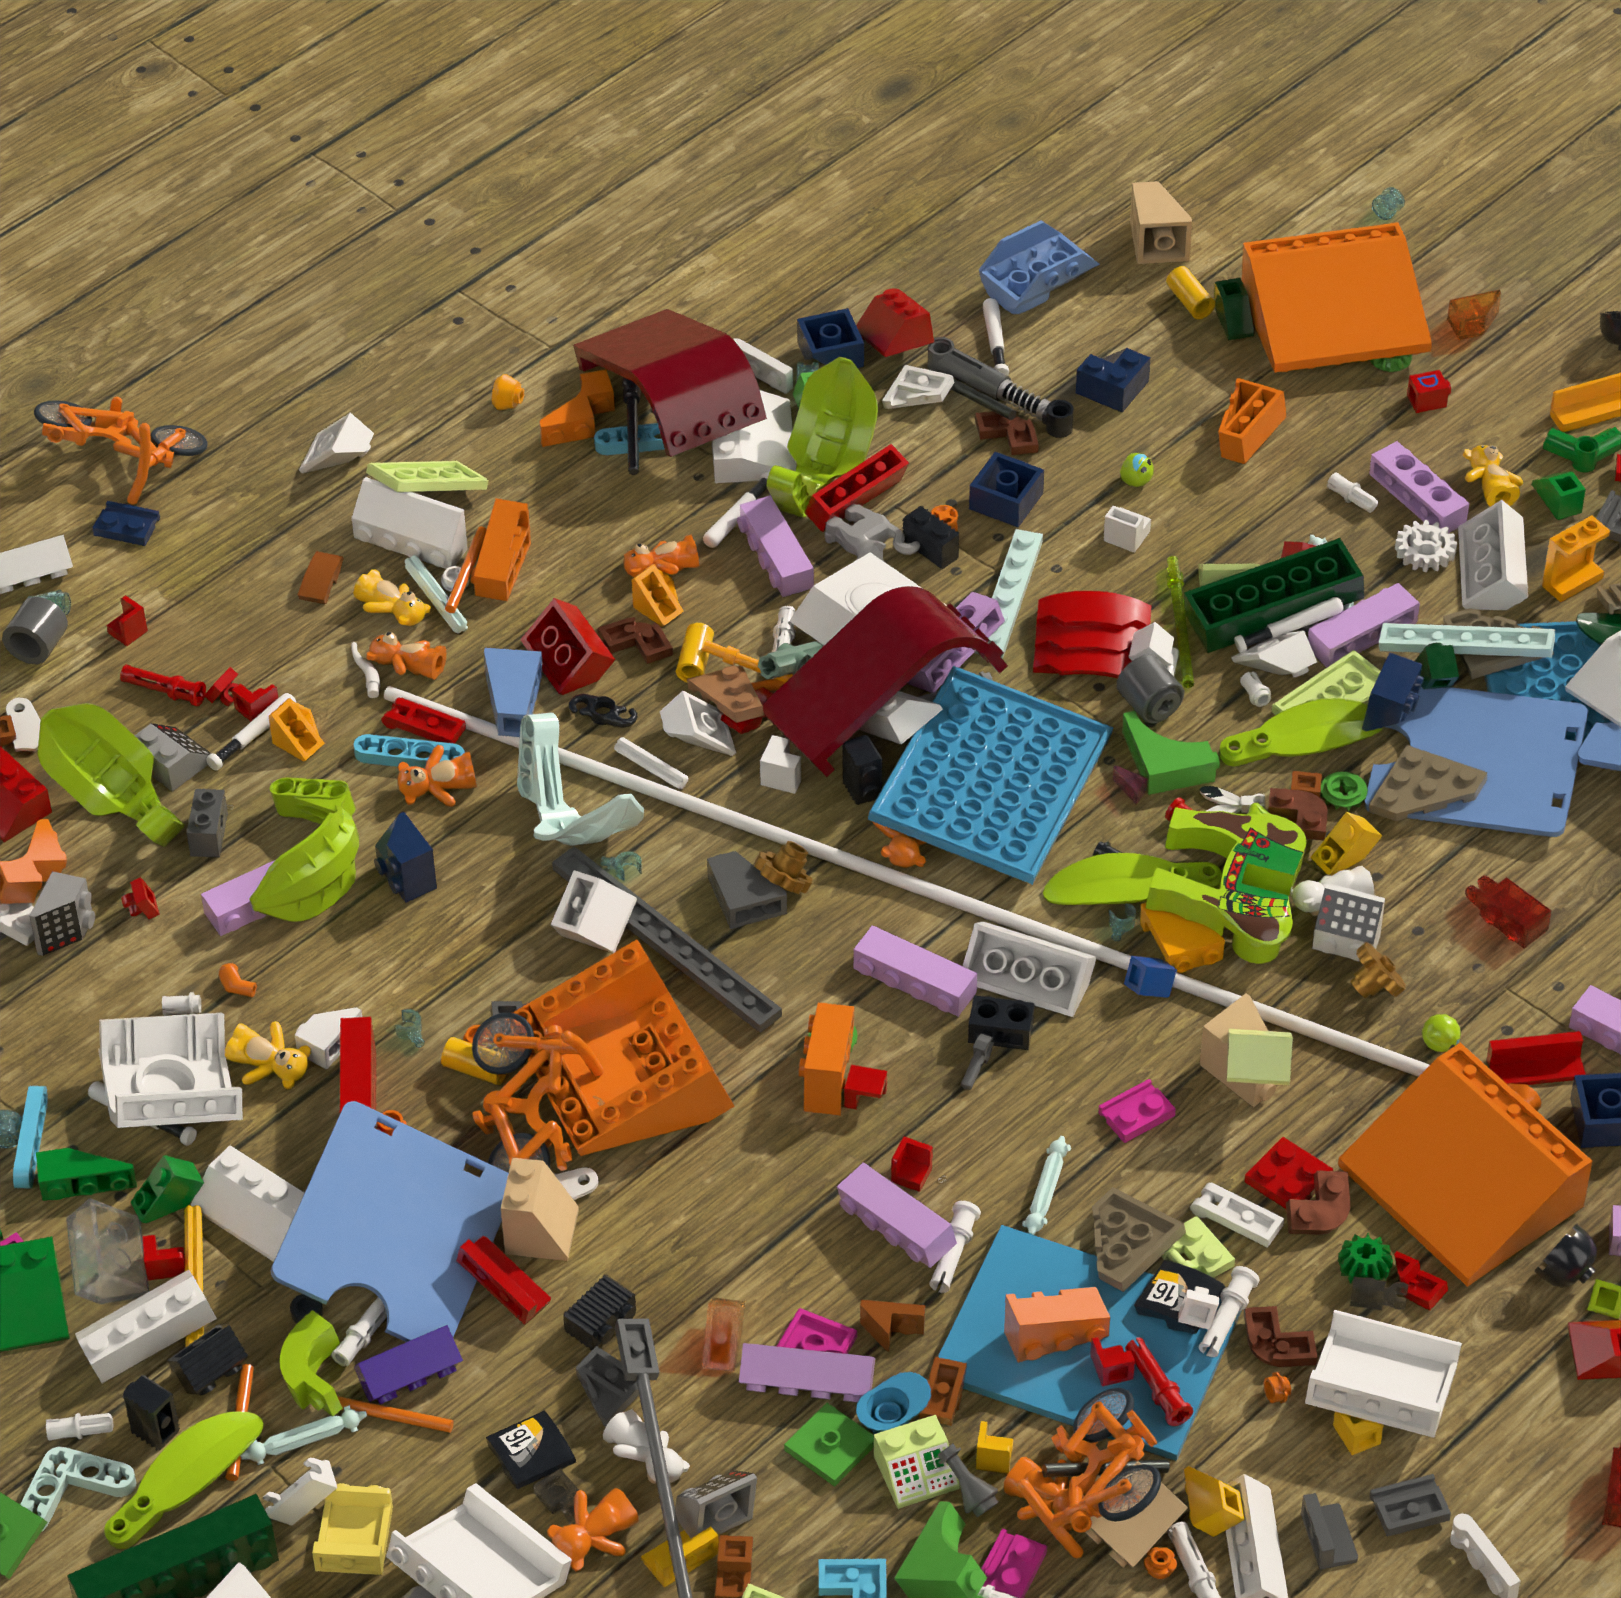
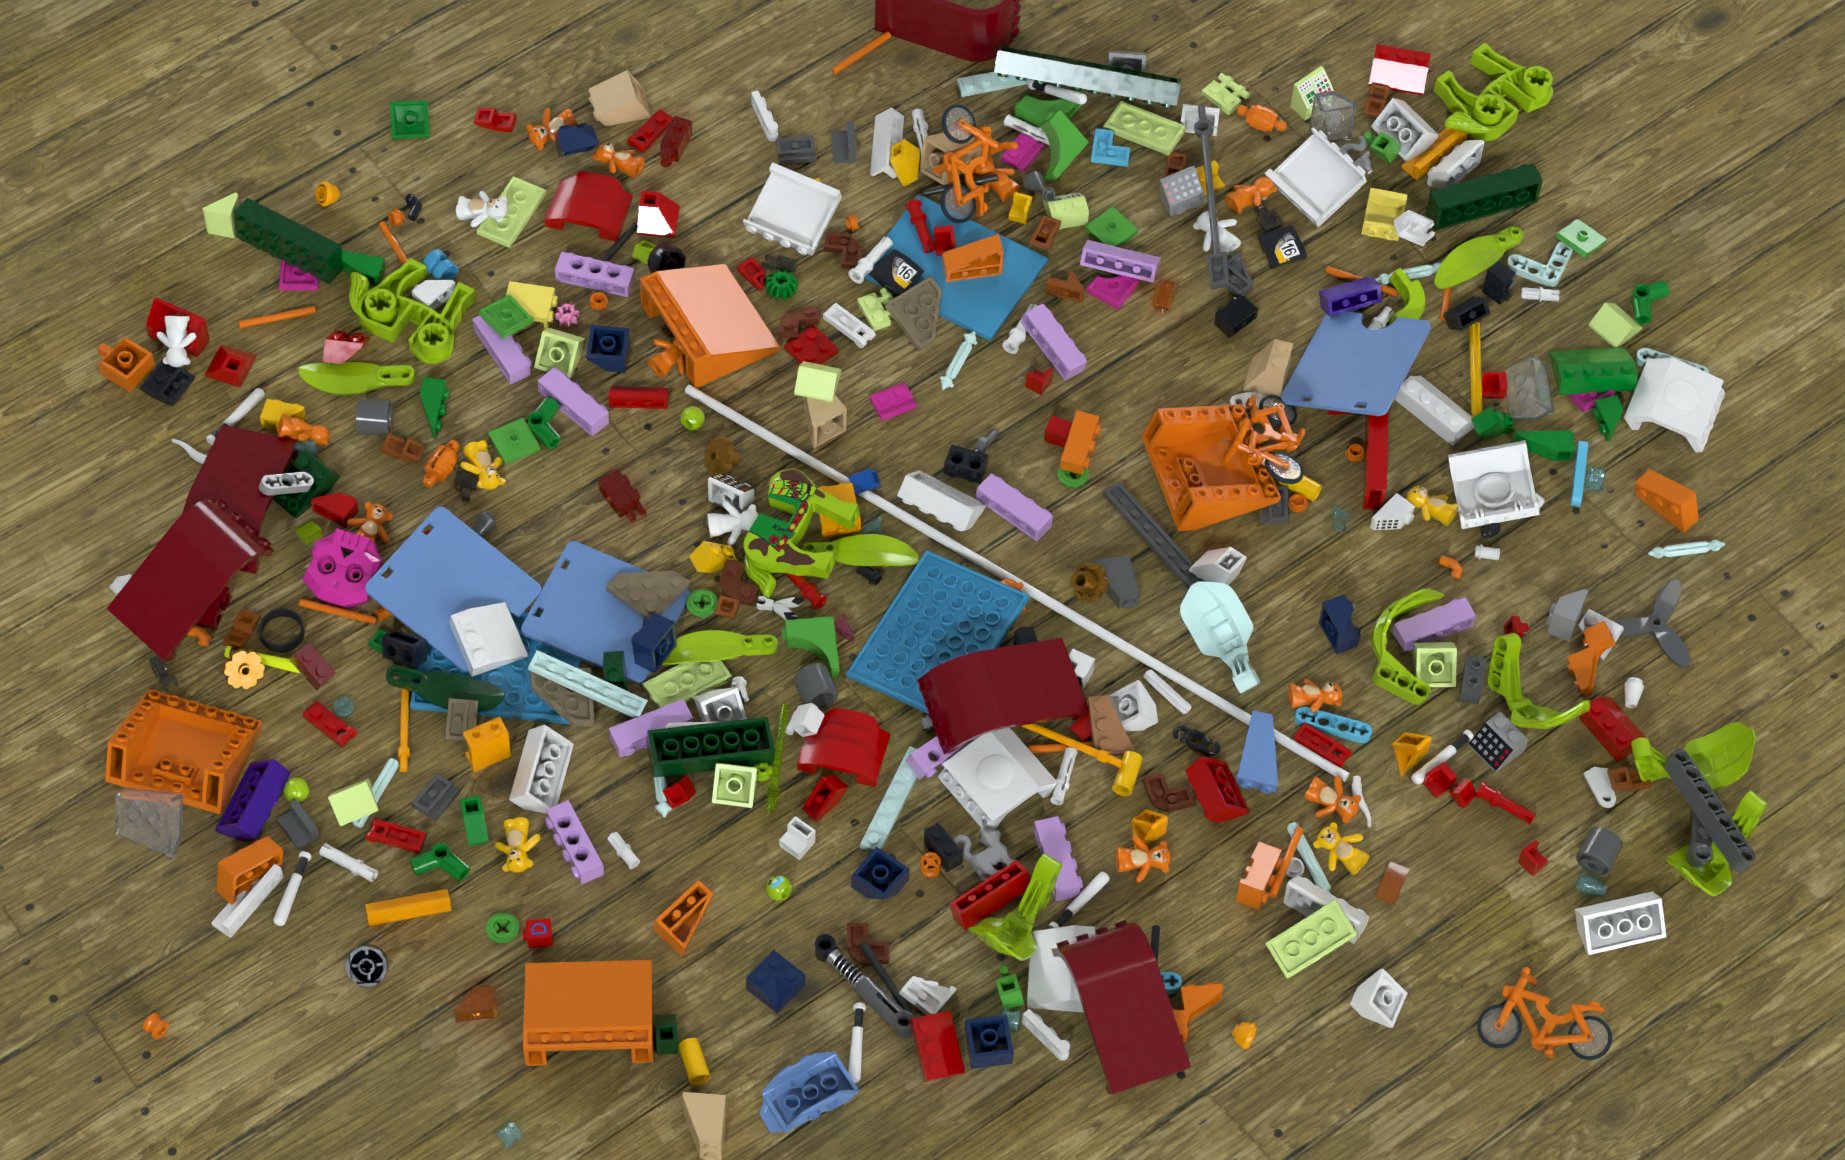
camera: 175 degrees left, 10 degrees up
(126, 523) = (1538, 957): dark blue plate -> none
(145, 1326) = (1505, 339): white slope -> none
(261, 841) = (1435, 663): none -> yellowish green slope
(503, 1278) = (1305, 344): red panel -> none
(787, 659) = (1061, 740): sand green piece -> none
(894, 1402) = (1074, 230): dark azure piece -> none
(1101, 575) = (825, 797): none -> red slope
(1198, 1308) = (890, 249): white tile -> none
(1425, 546) = (589, 783): white gear -> none
(1473, 389) = (502, 920): none -> bright green gear

